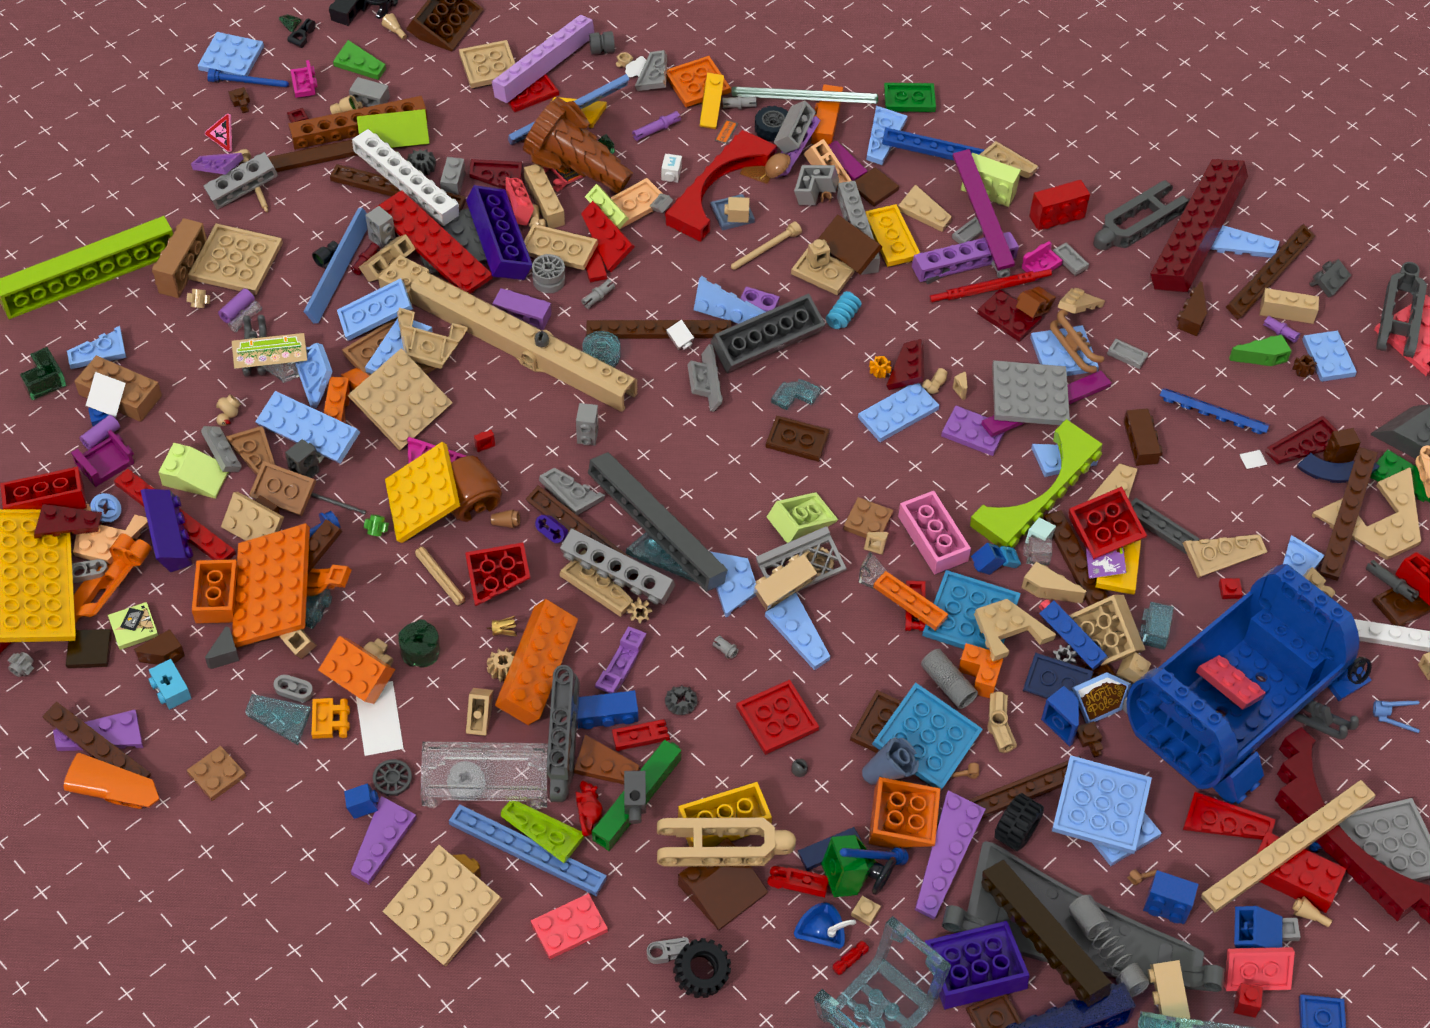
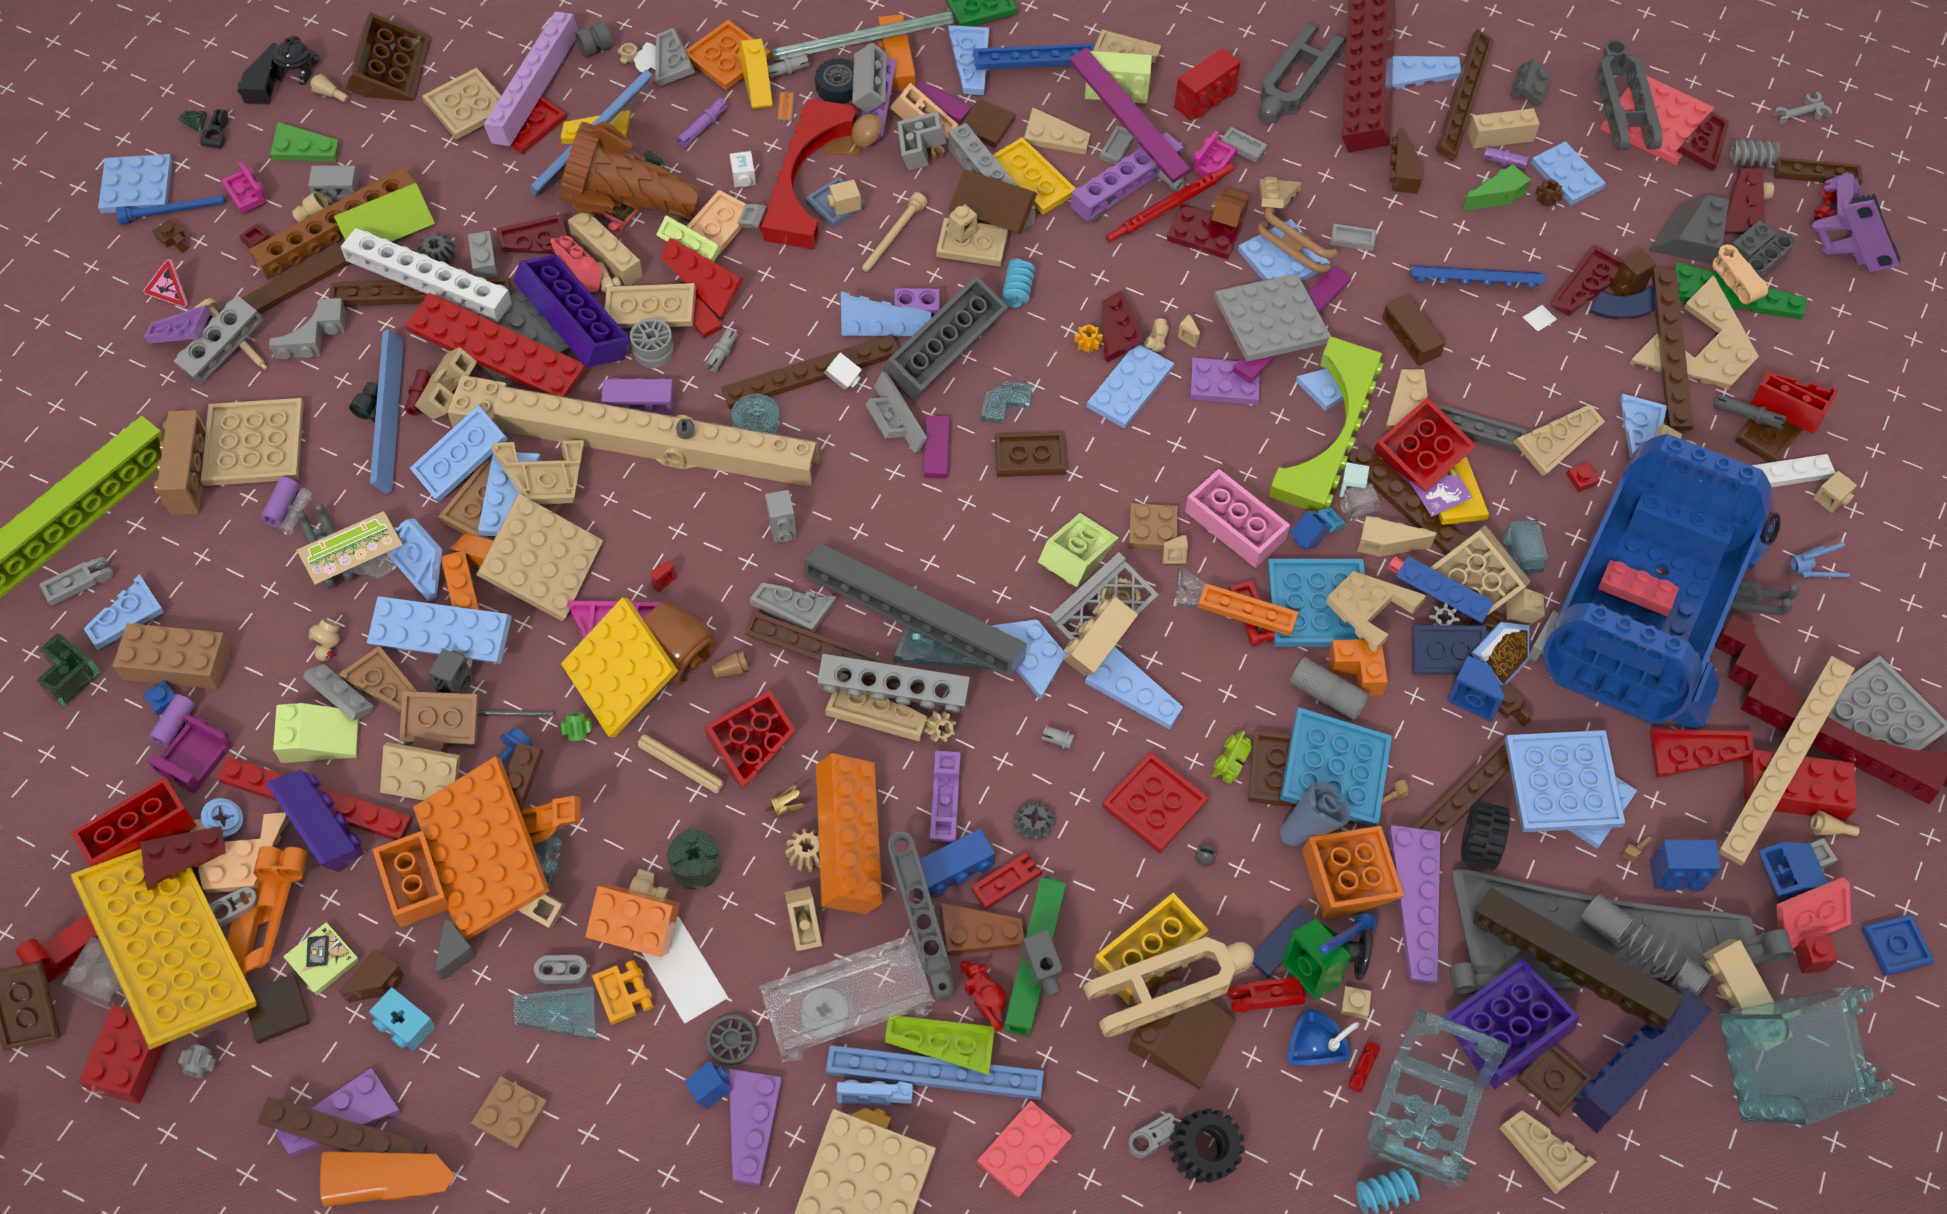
camera: 20 degrees left, 5 degrees up
(75, 317) = (75, 580): none -> light grey hinge
(105, 394) = (161, 670): white sticker -> none
(198, 298) = (227, 507): tan gear -> none
(303, 199) = (307, 340): none -> light grey arch
(380, 227) = (422, 347): light grey brick -> none
(476, 848) = (873, 1094): none -> light blue hinge
(553, 525) = (789, 664): dark purple beam -> none
(728, 411) = (936, 447): none -> magenta tile
(845, 708) = (1226, 764): none -> lime hinge
(1001, 732) = (1413, 732): tan piece -> none

